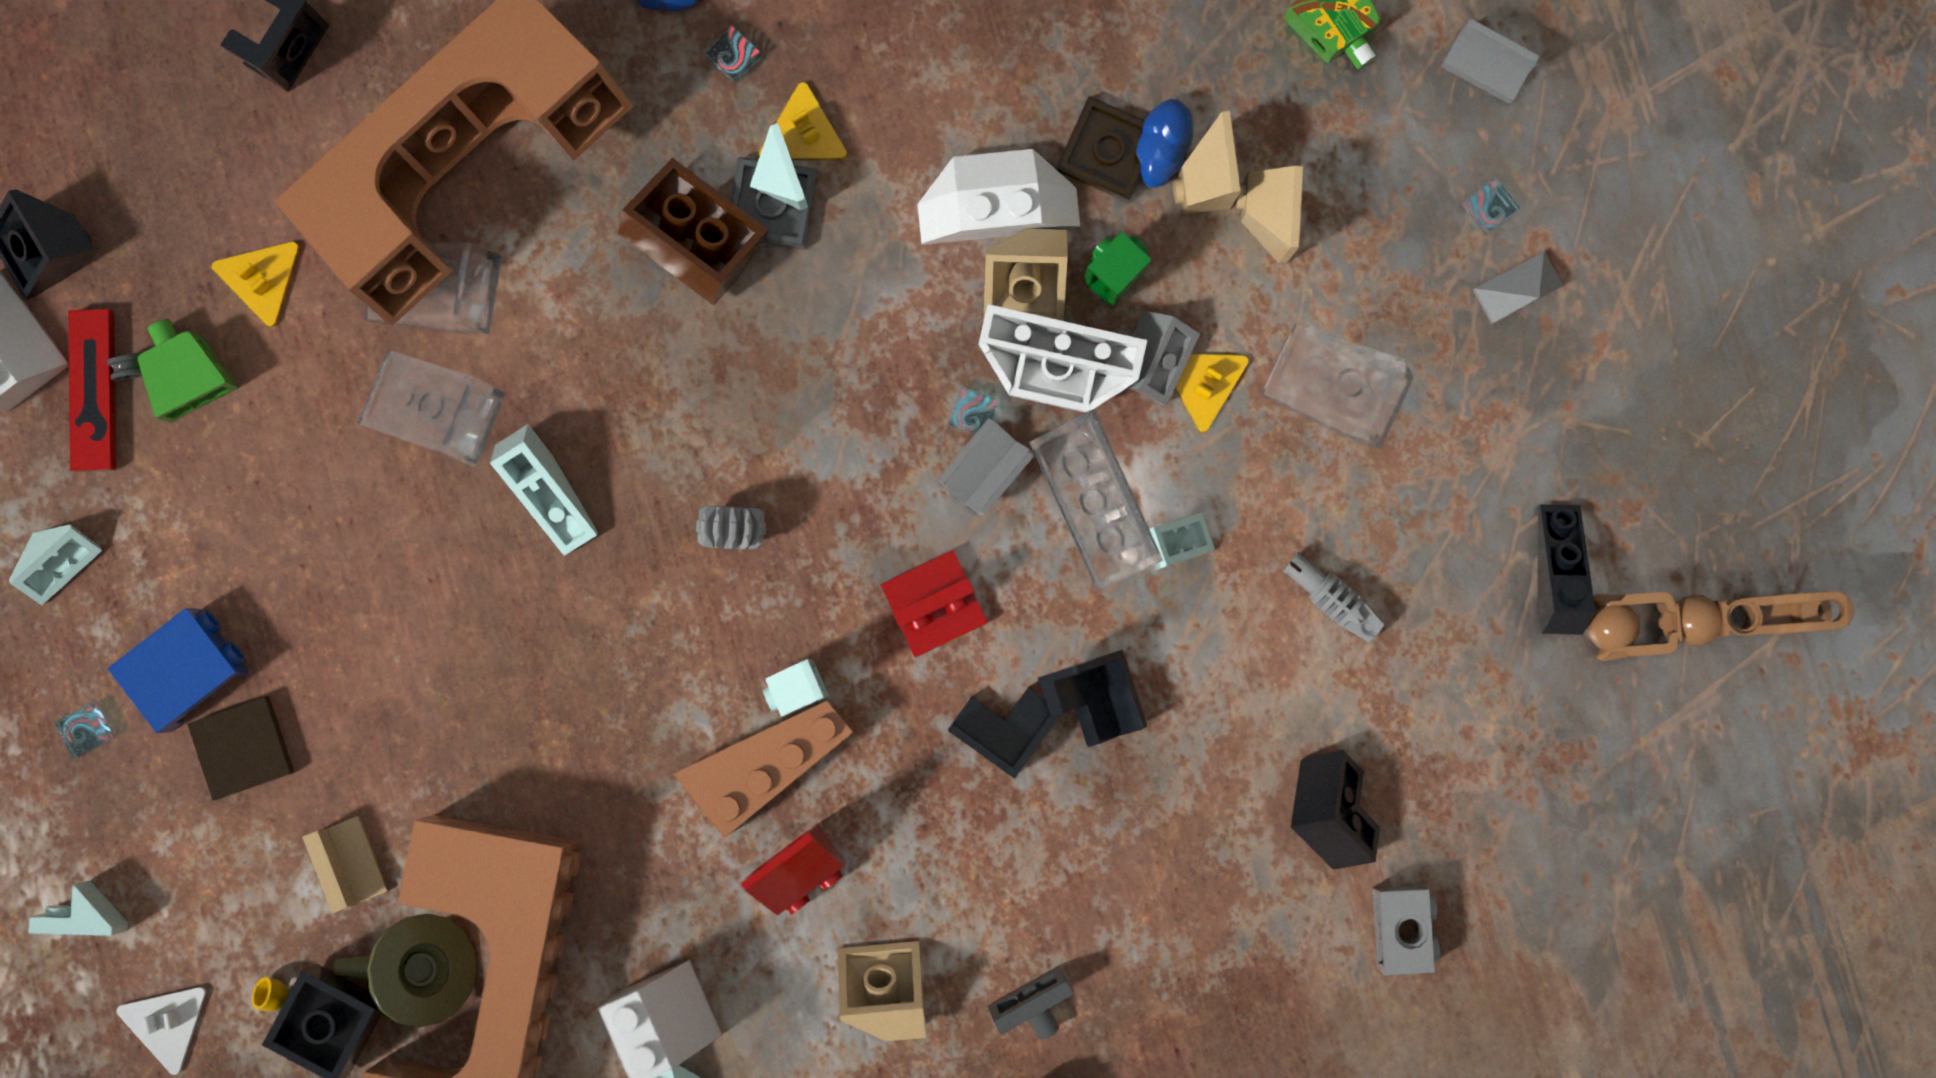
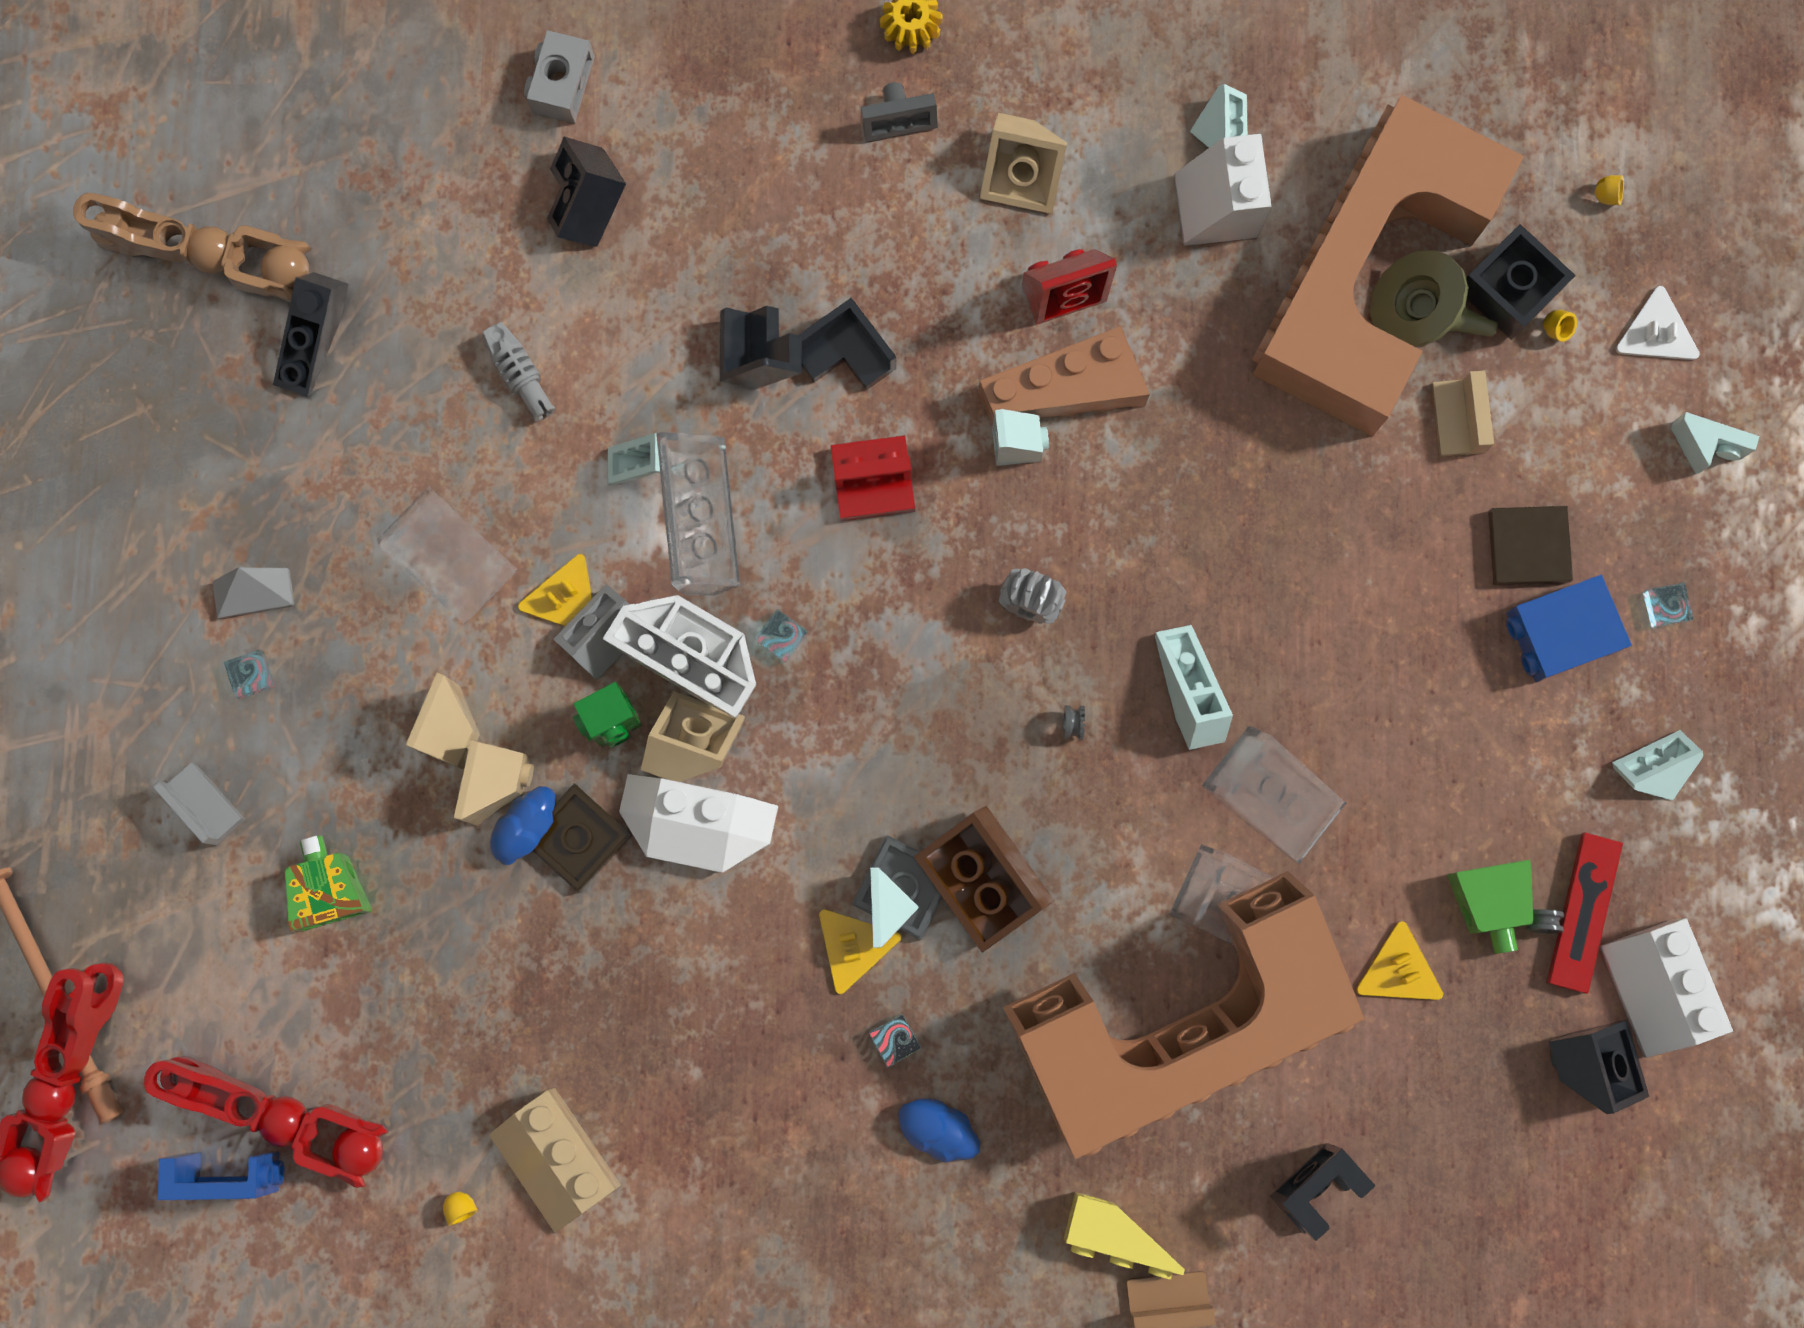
camera: 160 degrees left, 5 degrees down
(653, 416) = (1073, 722): none -> dark grey bush
(985, 467) = (786, 578): light grey panel -> none

